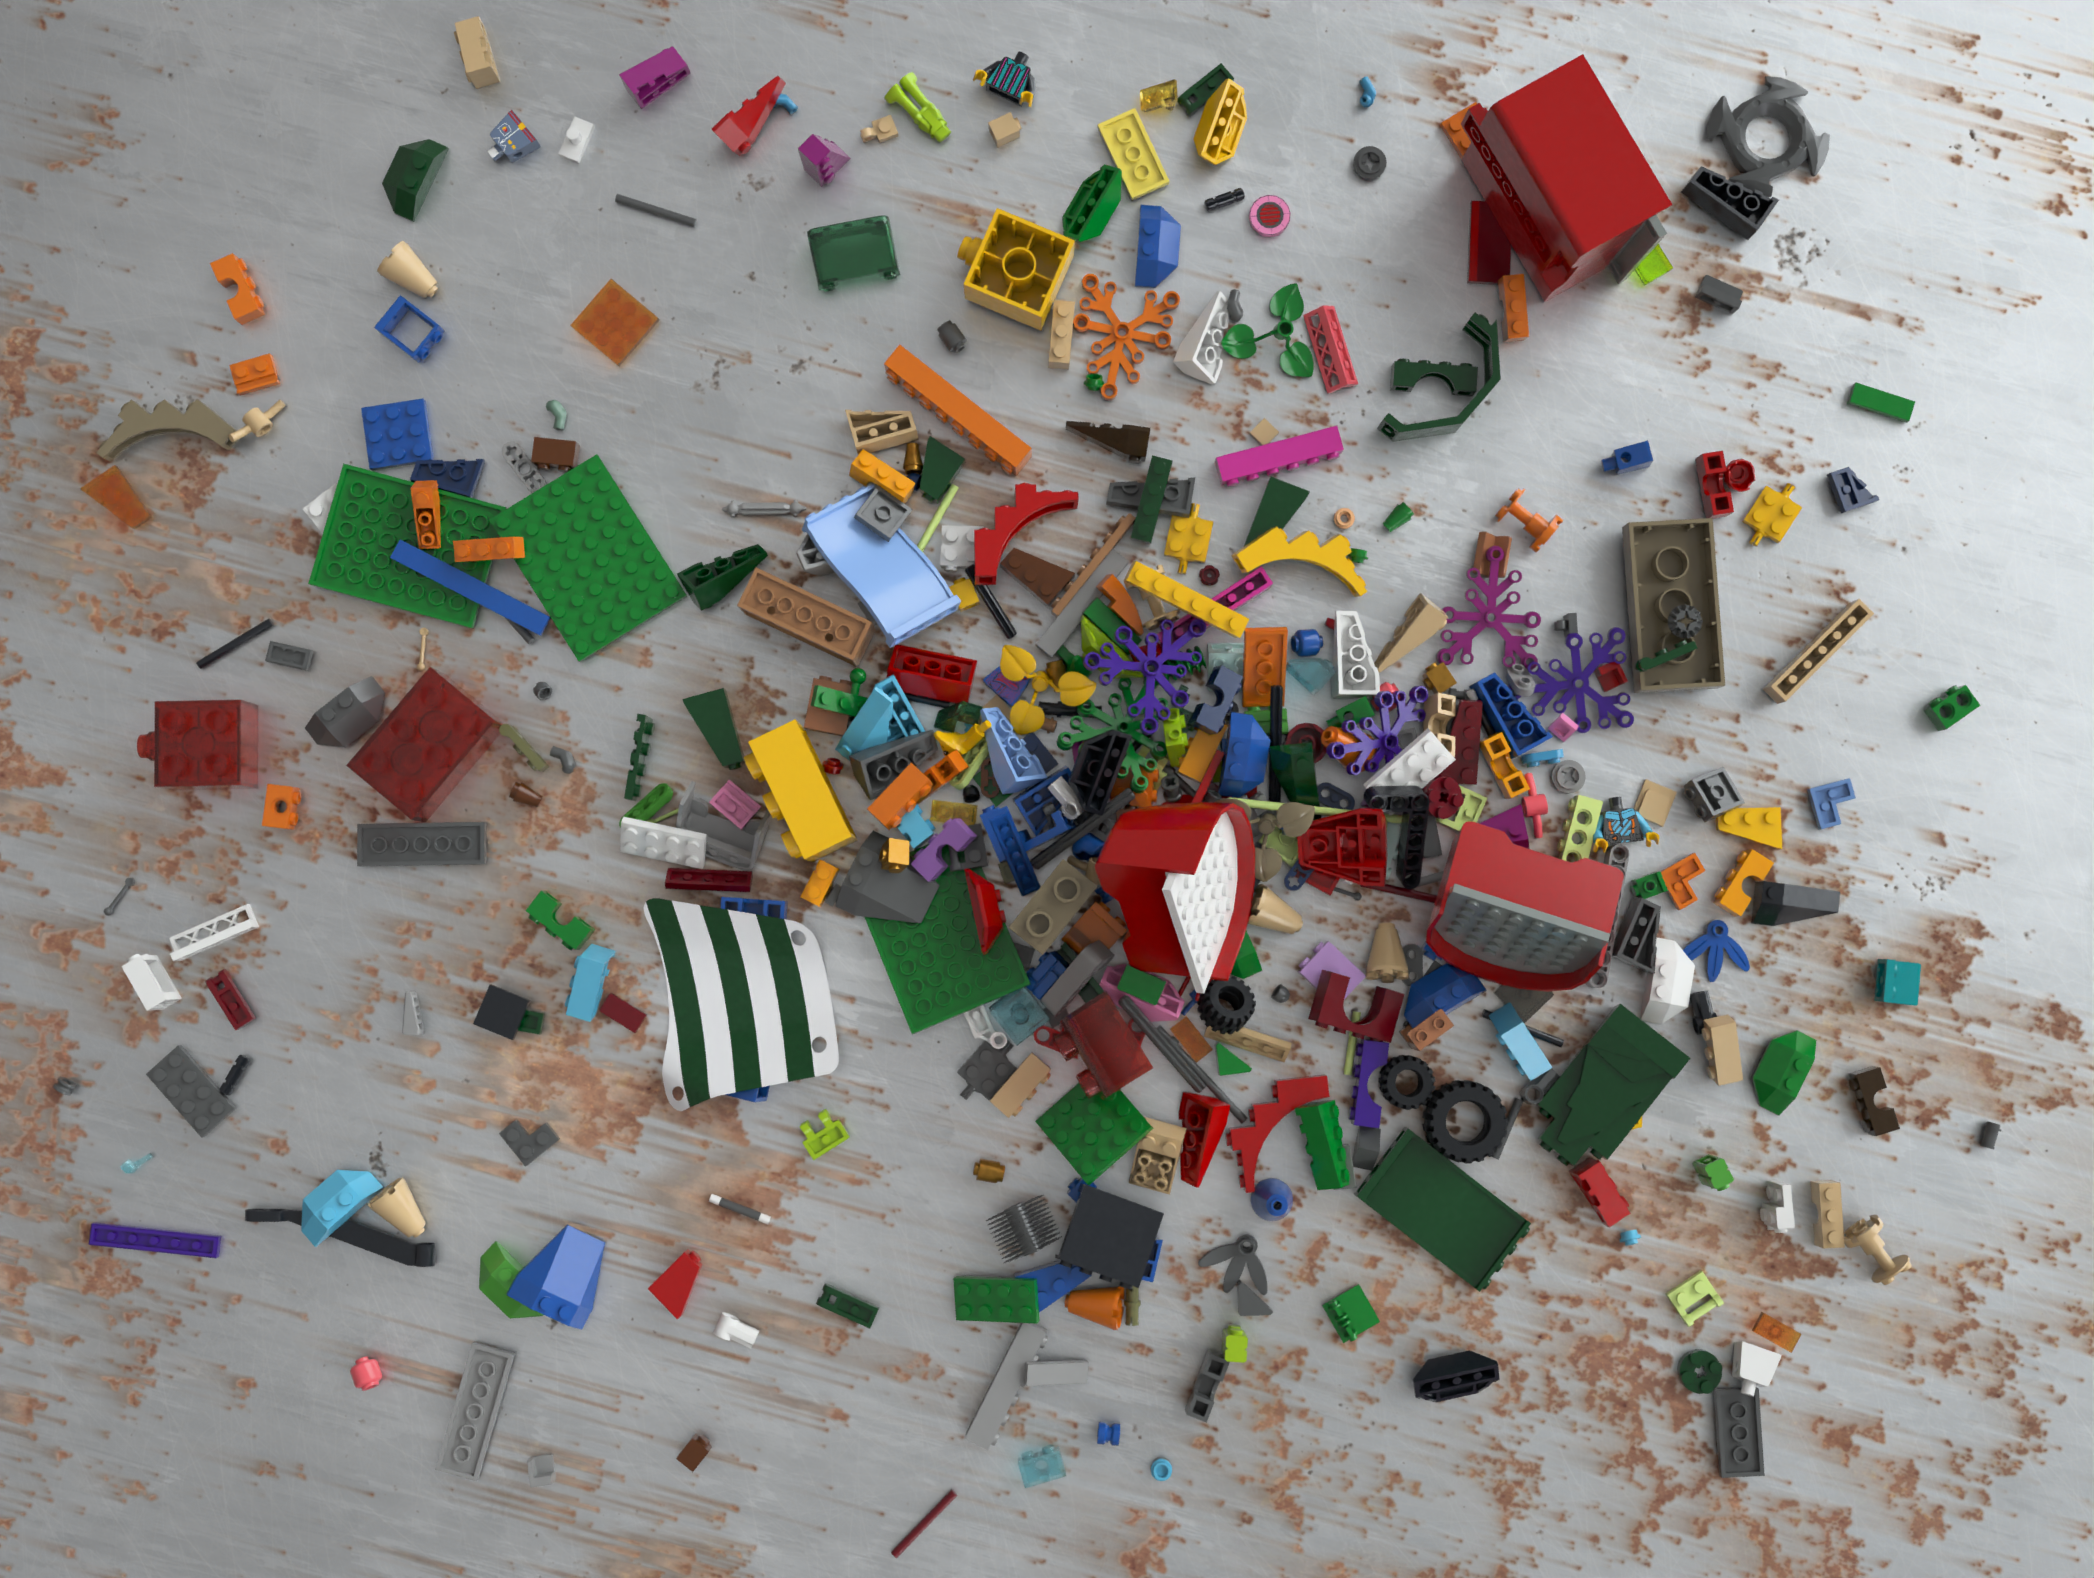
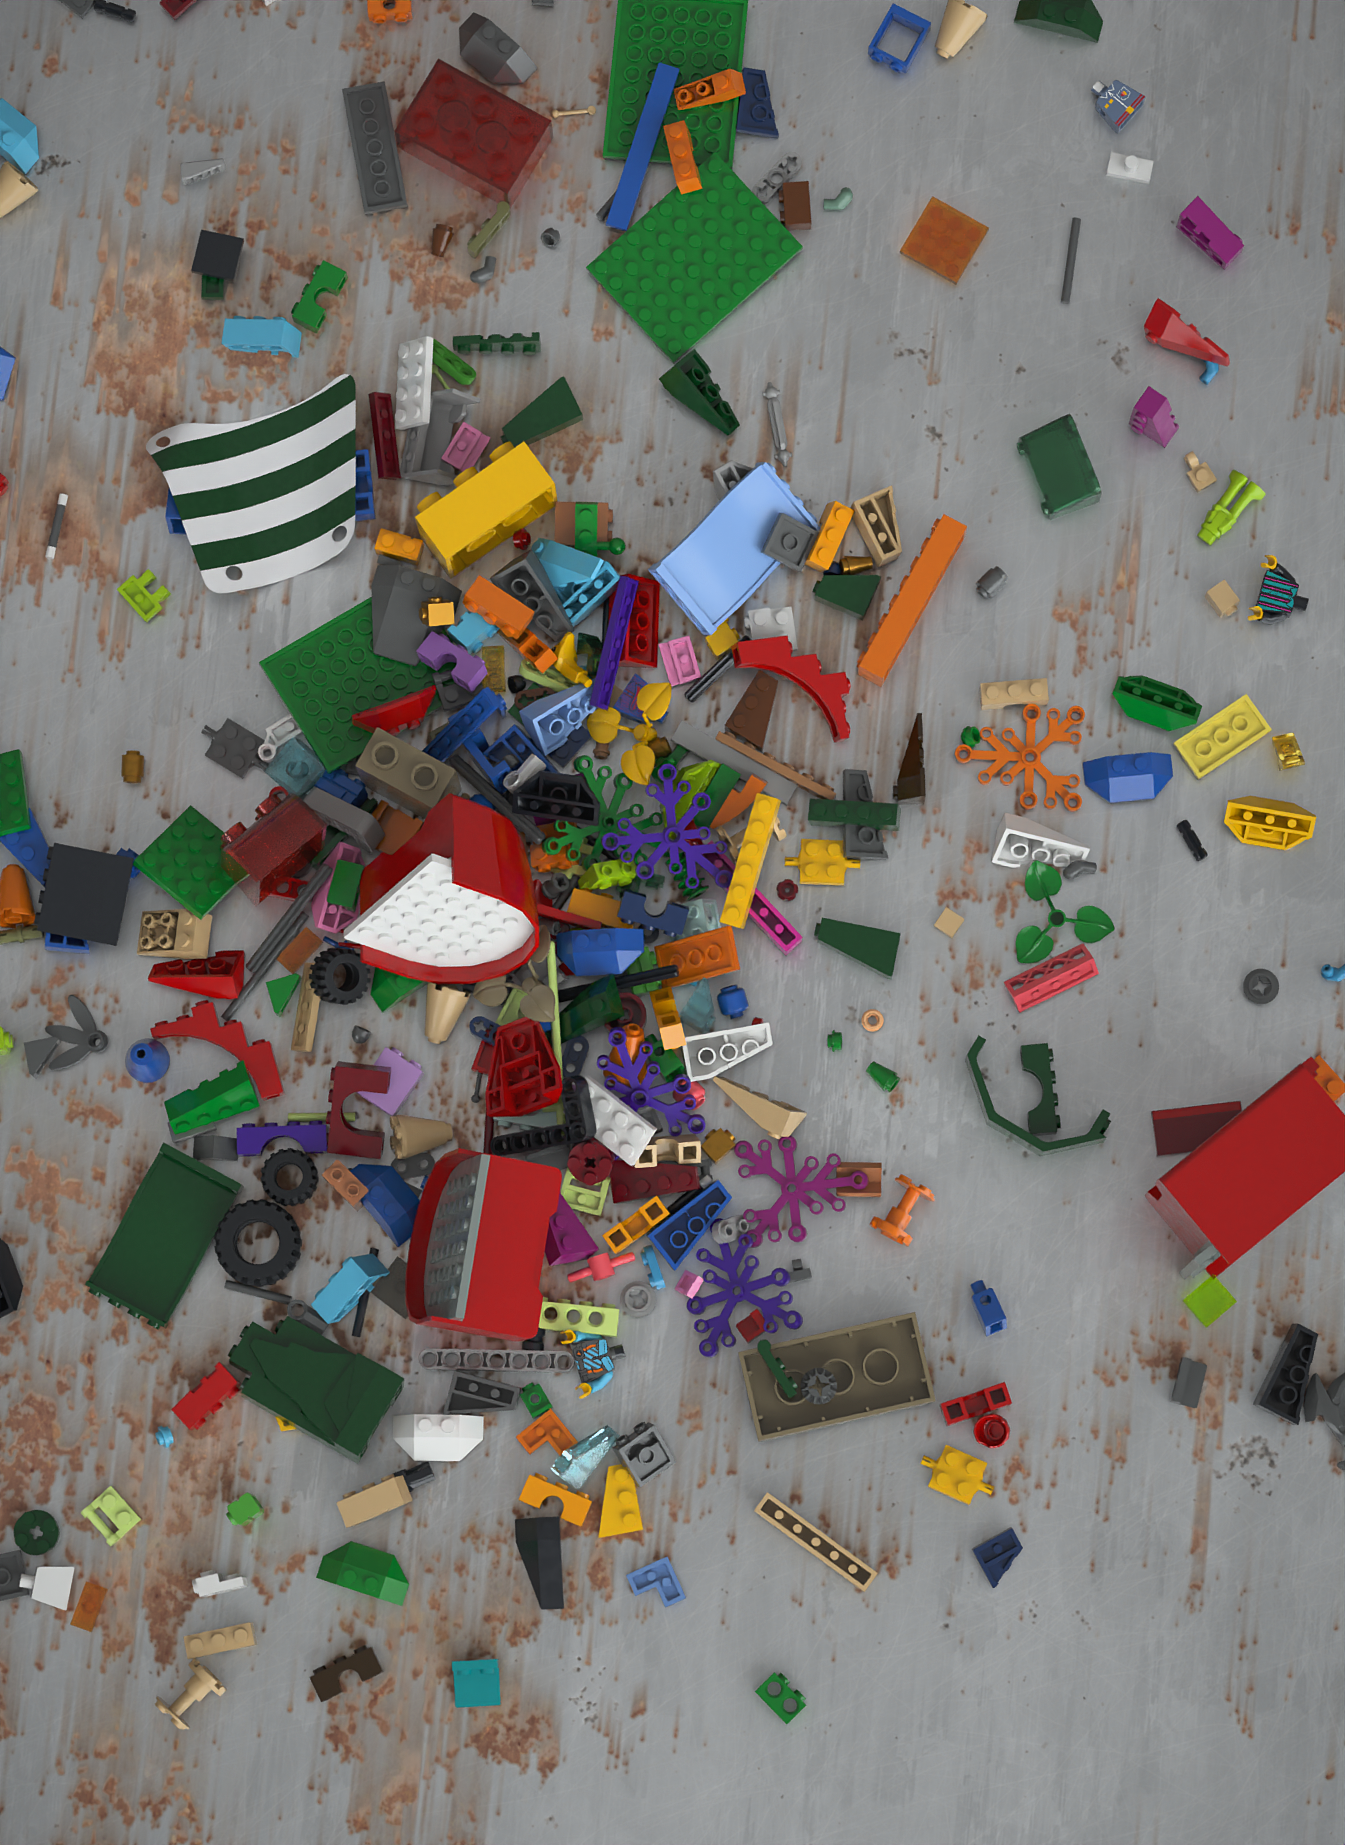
camera: 90 degrees right, 5 degrees down
(397, 434) = (789, 46): blue plate -> none
(476, 52) = (1200, 51): tan wedge -> none
(528, 1146) = (87, 306): dark grey plate -> none
(623, 1012) = (236, 375): dark red tile -> none
(806, 617) = (667, 483): medium nougat piece -> none
(937, 517) = (797, 600): yellowish green bar -> none
(953, 693) = (614, 643): none -> dark purple tile
(976, 637) = (680, 661): none -> bright pink plate
(1016, 268) = (1070, 632): yellow brick -> none
(1021, 1085) = (224, 784): tan brick -> none
(1023, 1229) = (79, 807): dark grey piece -> none
(1061, 709) = (618, 749): black pin -> none
(1204, 89) = (1307, 799): dark green plate -> none
(1269, 216) = (1183, 890): tile -> none
(1279, 455) = (926, 941): dark pink brick -> none
(1303, 547) = (829, 977): yellow arch -> none
(1318, 704) = (667, 1018): none -> light orange arch
(1351, 1313) = (42, 1160): green hinge -> none
(1515, 308) = (1128, 1160): orange arch -> none
(1654, 802) = (625, 1396): tan piece -> none
(1708, 848) = (582, 1458): none -> clear light blue slope
(1715, 955) = (487, 1482): blue plant -> none
(1881, 402) = (1101, 1576): green tile -> none
(1990, 1135) = (330, 1806): dark grey pin -> none

